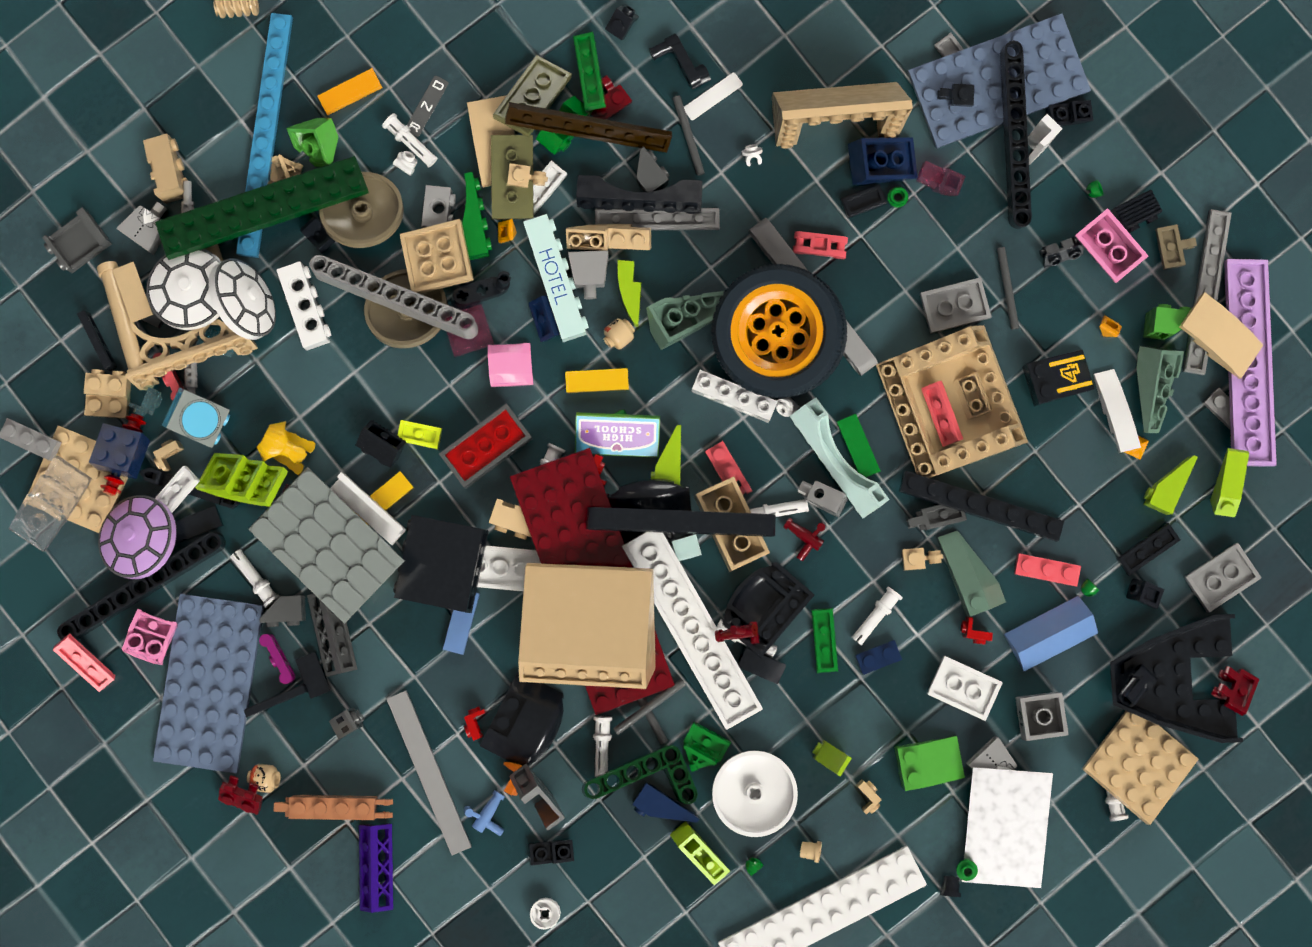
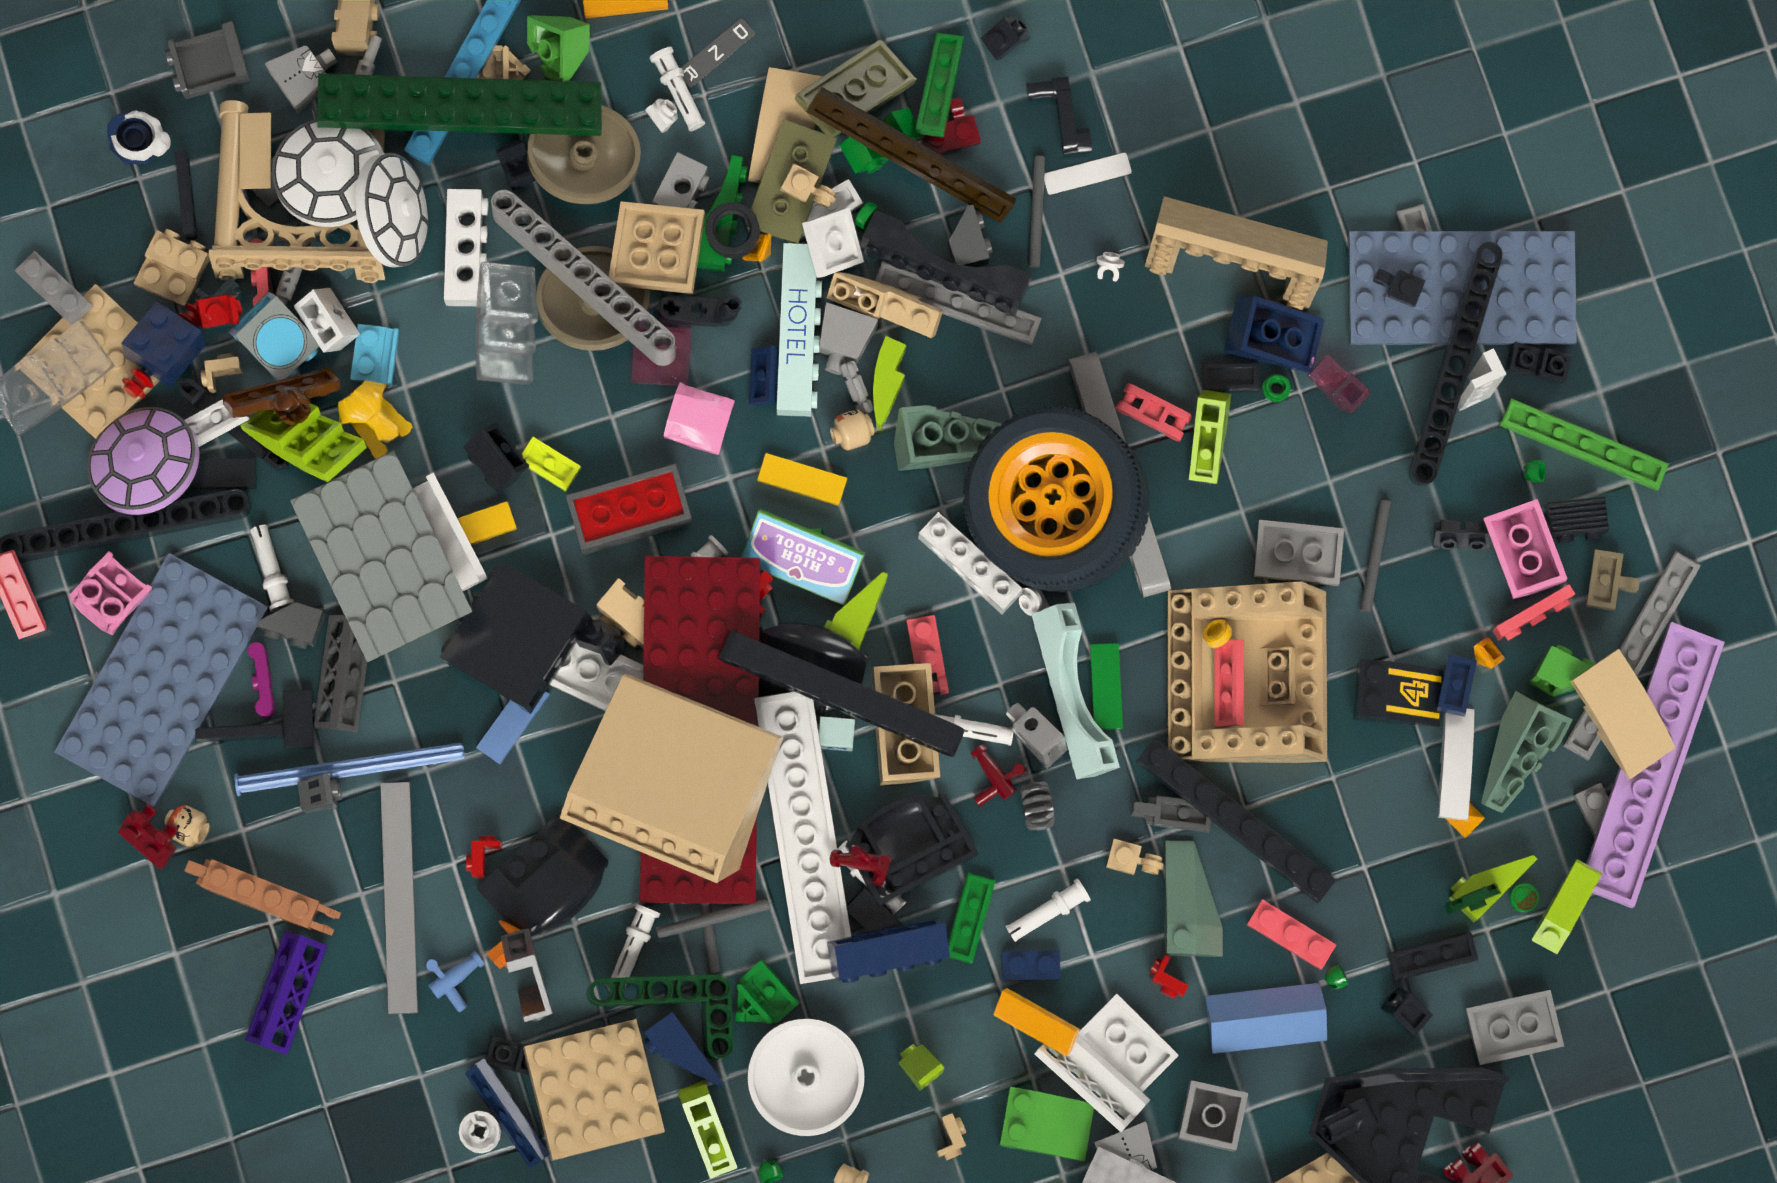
camera: 15 degrees right, 5 degrees down
(47, 312) = (137, 137): none -> piece
(149, 413) = (218, 310): none -> red bracket
(217, 457) = (285, 396): none -> reddish brown plate
(227, 391) = (326, 320): none -> white brick
(270, 403) = (375, 354): none -> medium azure plate
(352, 348) = (505, 323): none -> clear slope
(360, 696) = (350, 767): none -> medium blue axle
(484, 209) = (724, 210): none -> black tyre
(501, 544) = (602, 639): none -> black bracket
(557, 208) = (833, 242): none -> white plate
(564, 897) = (507, 1113): none -> dark blue plate
(572, 181) = (865, 215): none -> green tile
(610, 303) = (856, 387): none -> light grey axle
(612, 856) = (593, 1089): none -> tan plate
(778, 685) = (888, 949): none -> dark blue brick
(843, 547) = (1037, 805): none -> dark grey gear
(865, 247) = (1209, 435): none -> lime slope
(897, 696) = (1036, 1022): none -> light orange tile
(921, 382) = (1217, 633): none -> yellow tile
(950, 717) = (1098, 1076): none -> white fence
(1097, 357) = (1456, 685): none -> dark blue plate
(1121, 158) = (1584, 444): none -> bright green tile
(1131, 288) = (1534, 614): none -> coral plate
(1166, 502) = (1473, 900): none -> dark green plate
(1196, 486) = (1524, 898): none -> green tile

